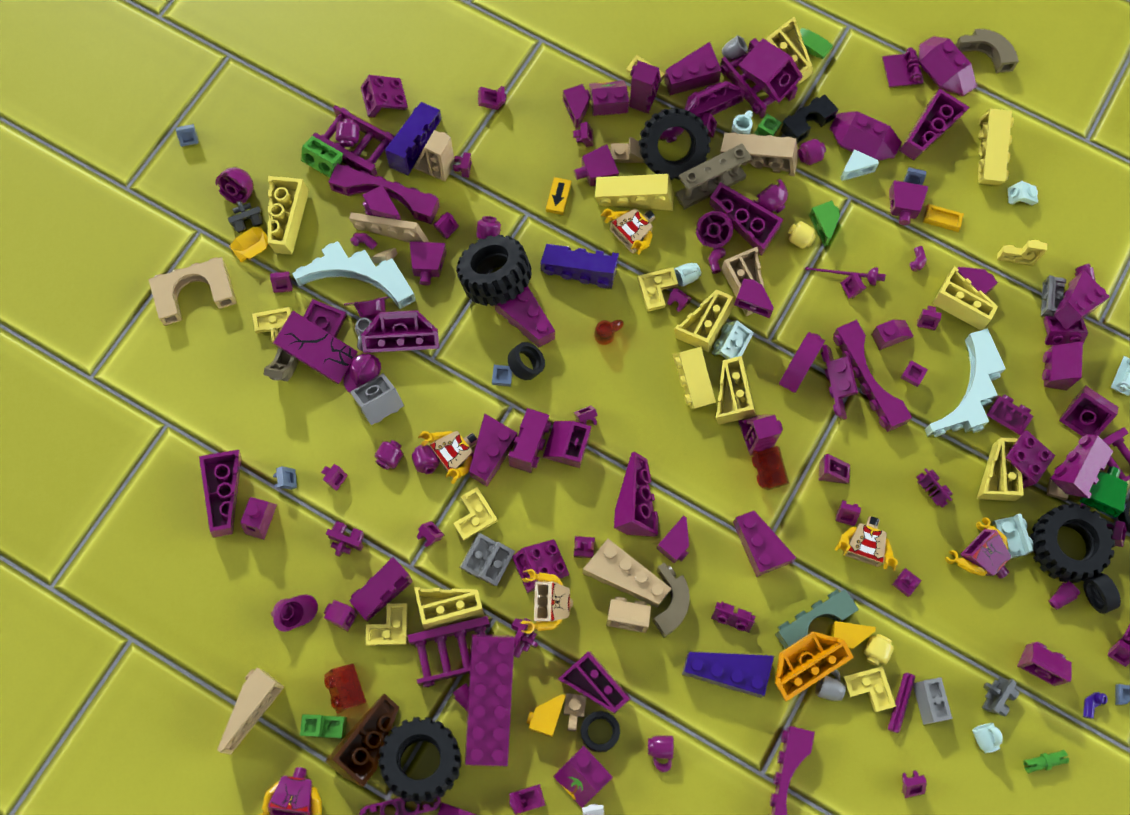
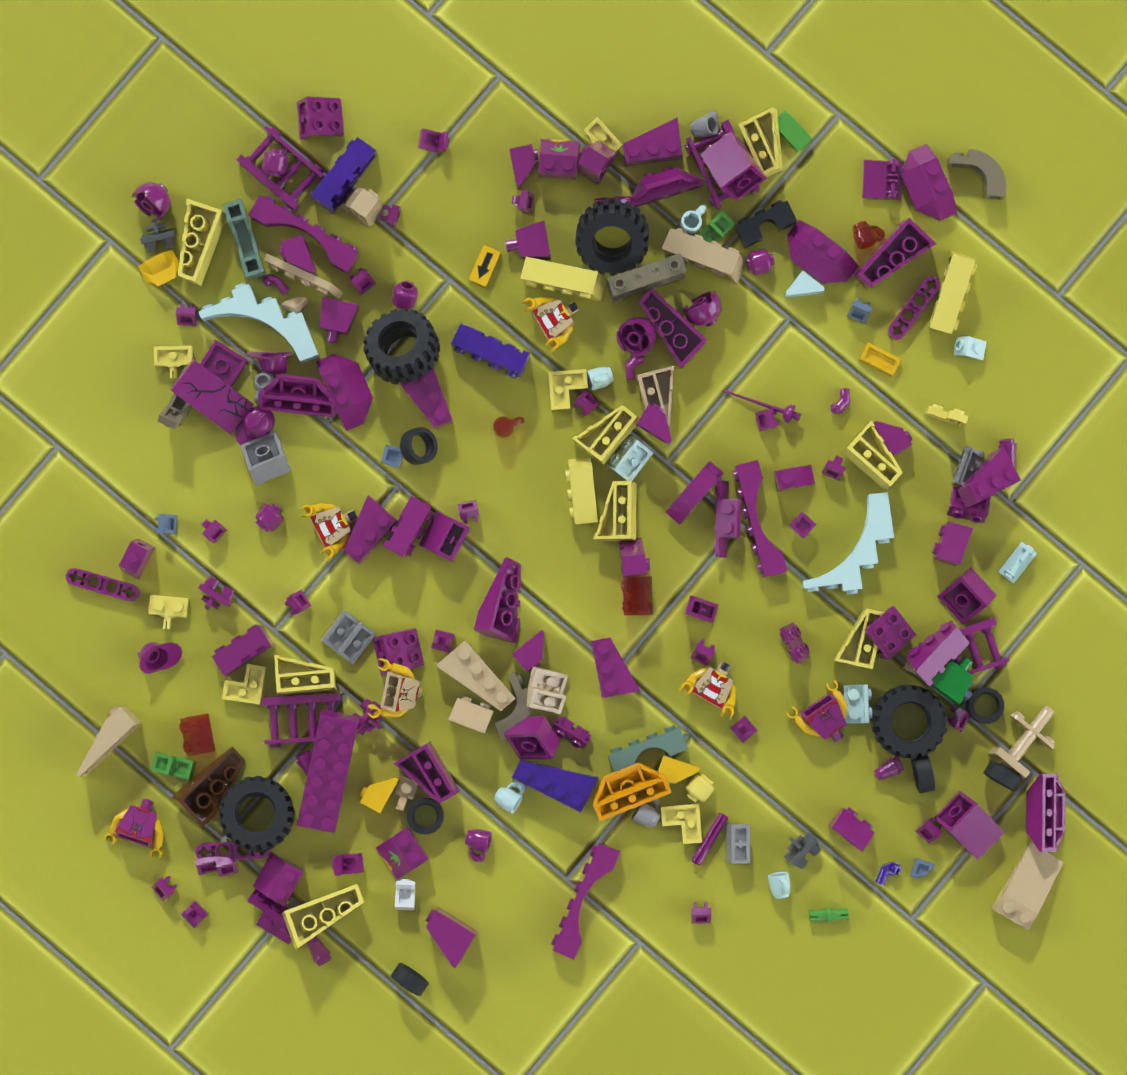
camera: 15 degrees right, 15 degrees up
(167, 286) = (70, 303): tan arch -> none
(187, 135) = (108, 131): sand blue tile -> none
(220, 485) = (103, 522): magenta wedge -> none
(227, 547) = (102, 586): none -> magenta beam
(298, 562) = (168, 608): none -> light yellow plate
(321, 156) = (244, 183): bright green brick -> none
(328, 205) = (245, 239): none -> sand green arch
(340, 615) = (201, 667): magenta slope -> none
(425, 459) = (303, 529): magenta head -> none
(452, 323) = (348, 387): none -> magenta wedge
(480, 515) = (348, 593): light yellow plate -> none
(626, 152) = (562, 227): tan slope -> none
(683, 696) = (509, 799): none -> light aqua piece
(697, 627) = (533, 738): none -> magenta slope
(700, 575) = (546, 690): none -> tan slope
(710, 123) = (656, 213): magenta tile -> none
(801, 234) = (726, 355): light yellow head -> none
(825, 220) = (755, 343): bright green slope -> none
(902, 115) = (865, 236): none -> clear red piece
(906, 200) = (845, 336): magenta torso -> none
(961, 169) = (915, 309): none -> magenta beam
(1009, 414) = (888, 582): magenta bracket -> none

